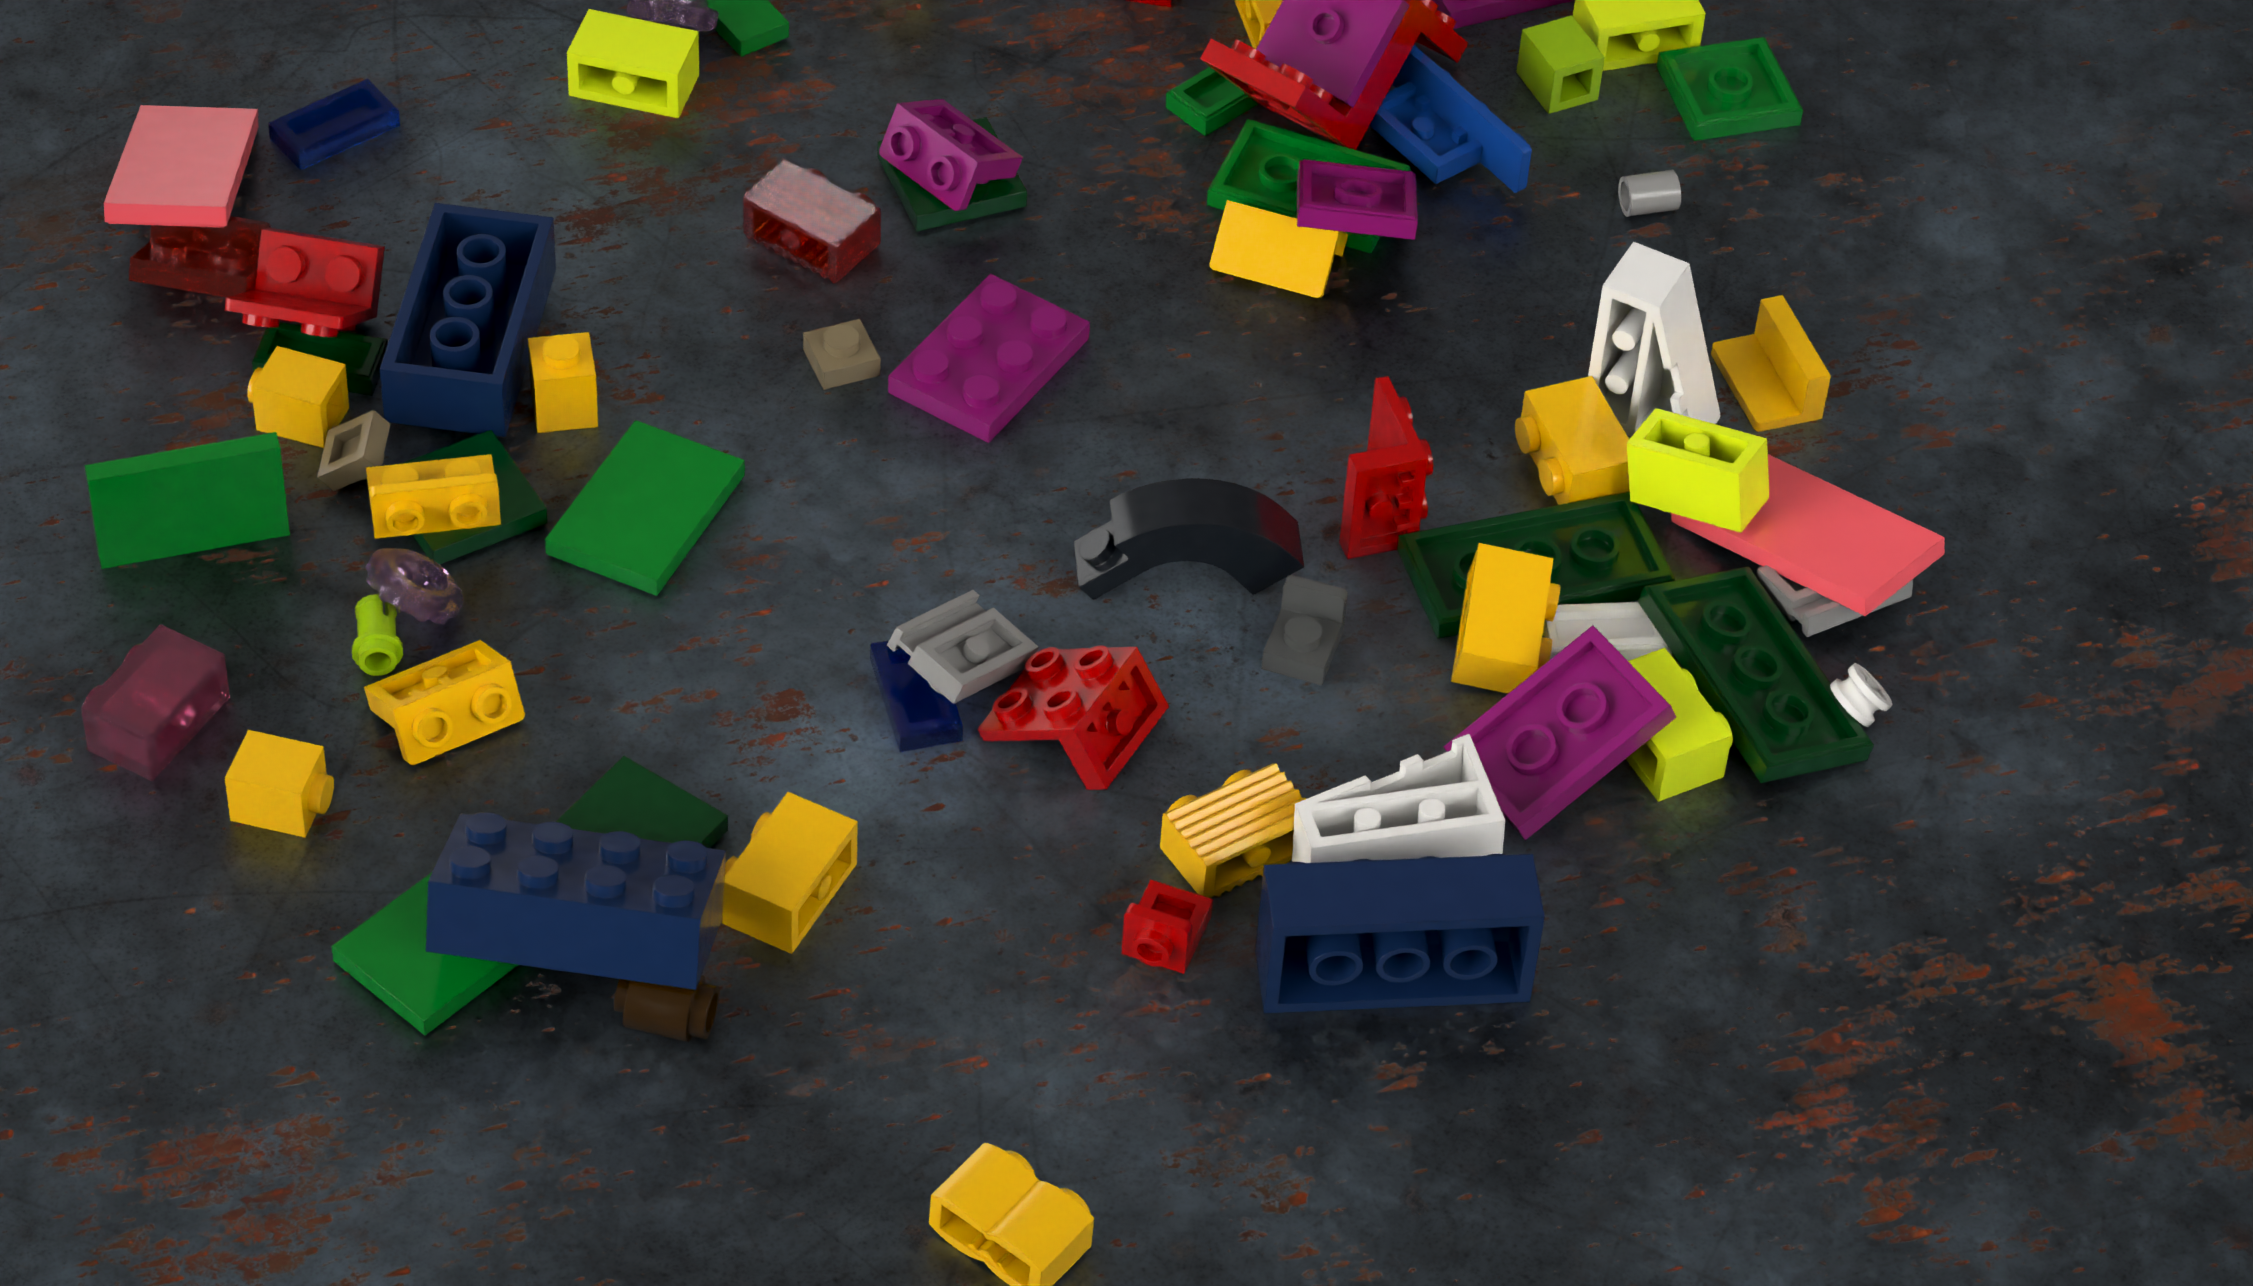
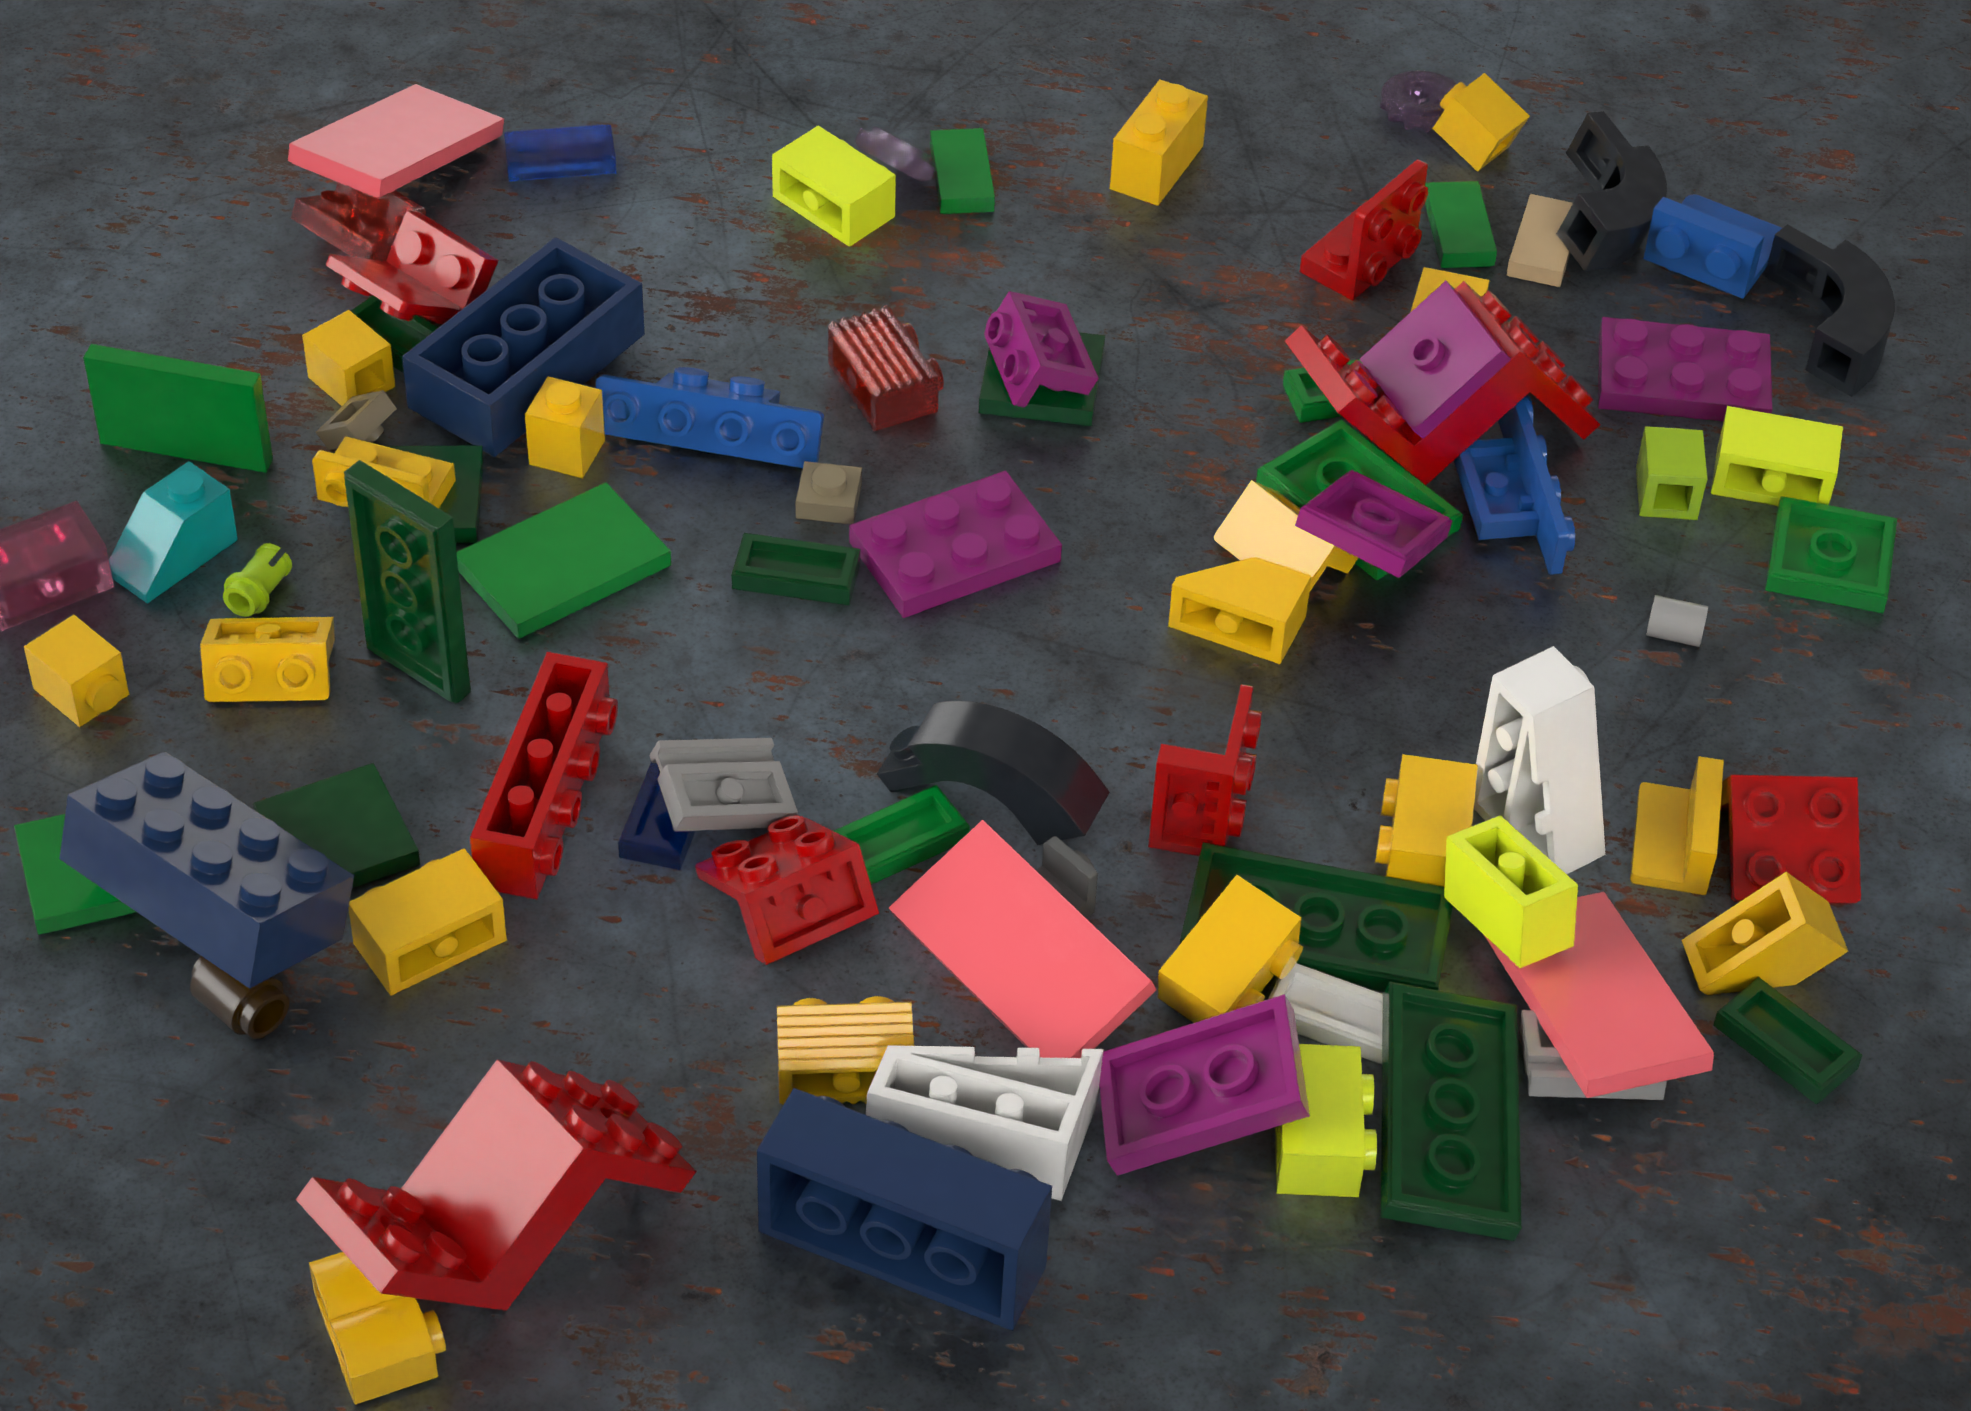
camera: 30 degrees right, 0 degrees up
(265, 619) = (173, 532): none -> teal slope
(414, 584) = (324, 539): gear -> none
(580, 569) = (408, 581): none -> dark green tile
(691, 321) = (711, 416): none -> blue bracket
(800, 696) = (542, 775): none -> red brick
(864, 434) = (796, 568): none -> dark green tile
(1058, 1054) = (497, 1187): none -> red bracket
(1144, 618) = (906, 833): none -> green tile
(1165, 926) = (715, 1111): red bracket -> none
(1289, 317) = (1242, 606): none -> yellow slope
(1319, 682) = (1021, 947): none -> coral tile
(1861, 695) = (1539, 1173): white bush -> none
(1872, 341) = (1794, 828): none -> red bracket
(1903, 435) = (1772, 934): none -> yellow slope
(1968, 510) = (1787, 1040): none -> dark green tile

